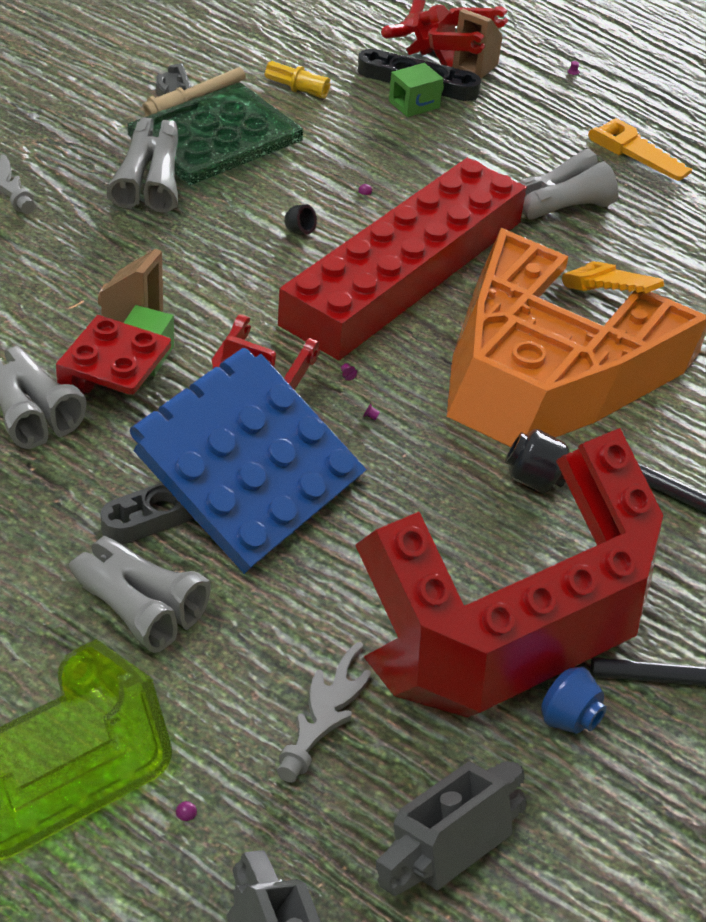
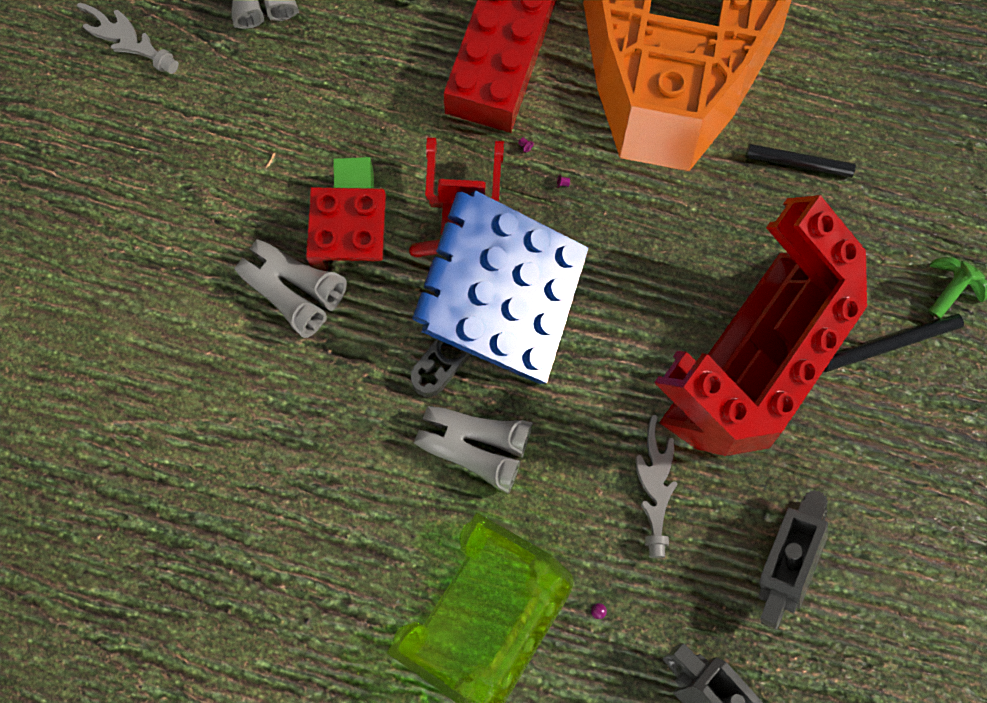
camera: 20 degrees left, 30 degrees up
(134, 285) = (320, 141): medium nougat slope -> none
(534, 460) = (715, 185): black head -> none
(574, 702) = (829, 410): blue cone -> none

